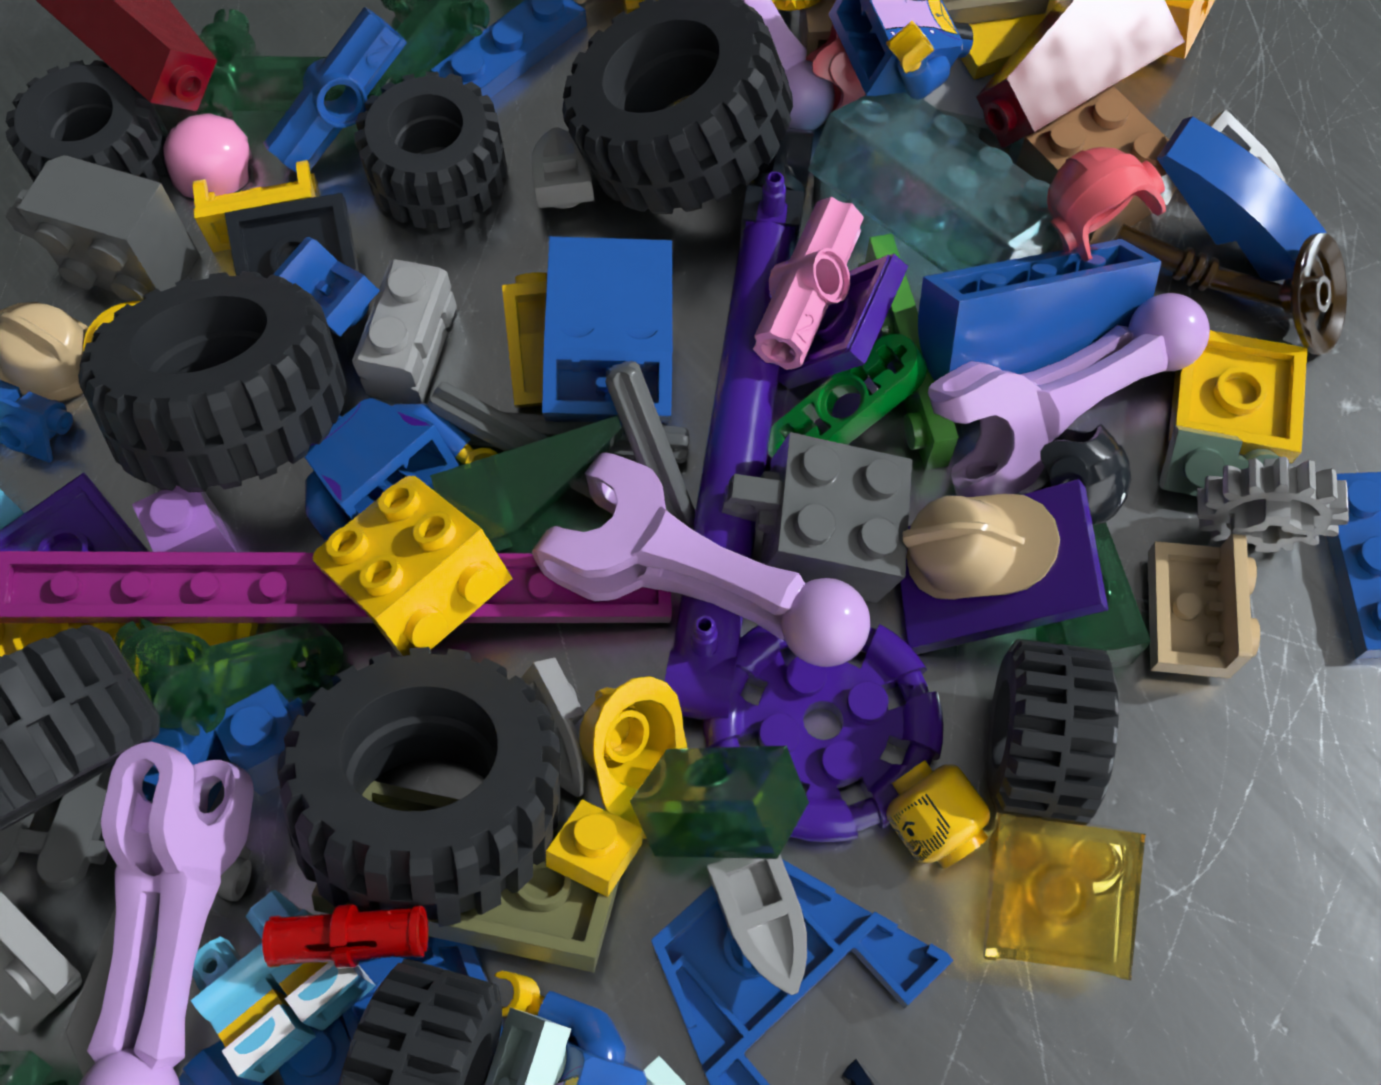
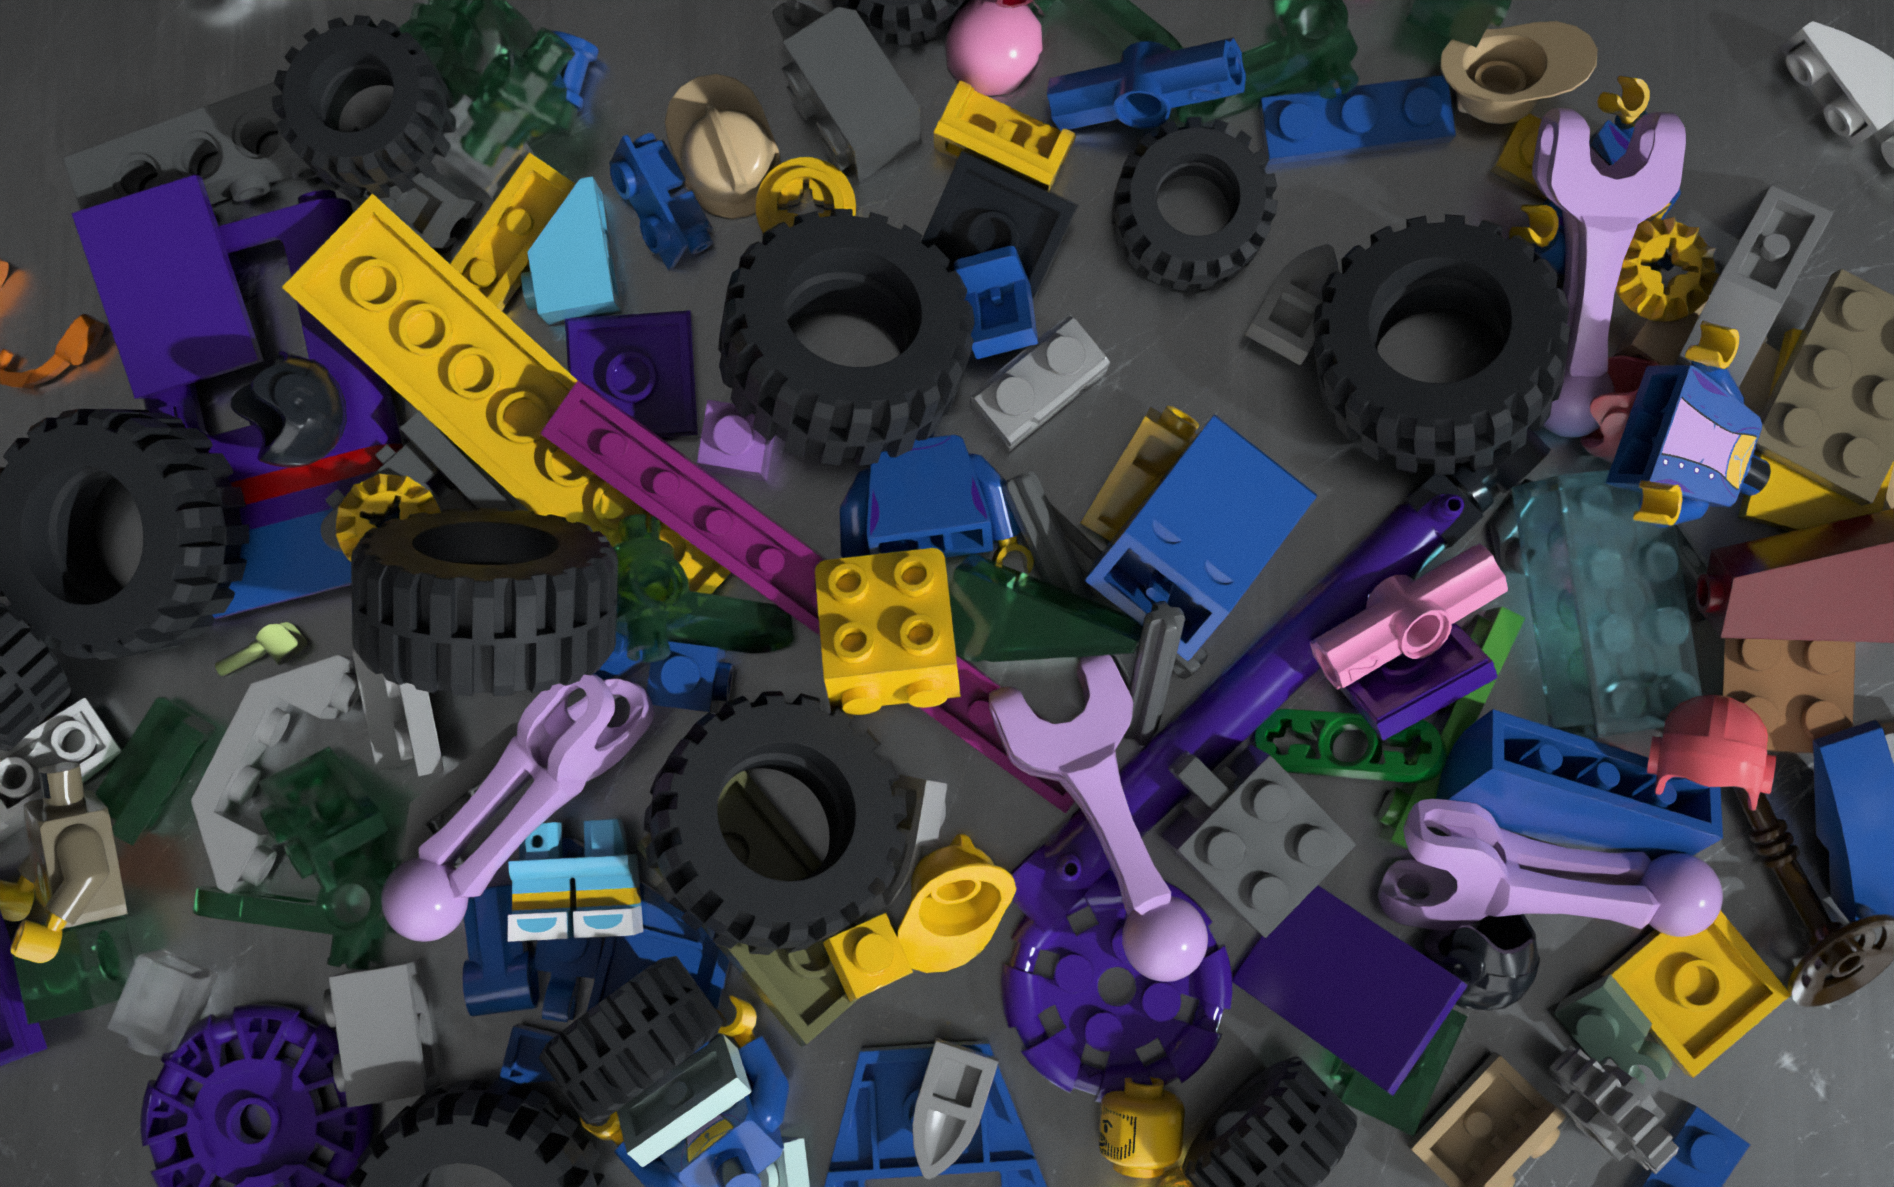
camera: 40 degrees right, 20 degrees up
(345, 936) = (642, 909): red pin -> none
(721, 802) = (982, 1002): clear green brick -> none
(980, 545) = (1348, 960): tan piece -> none

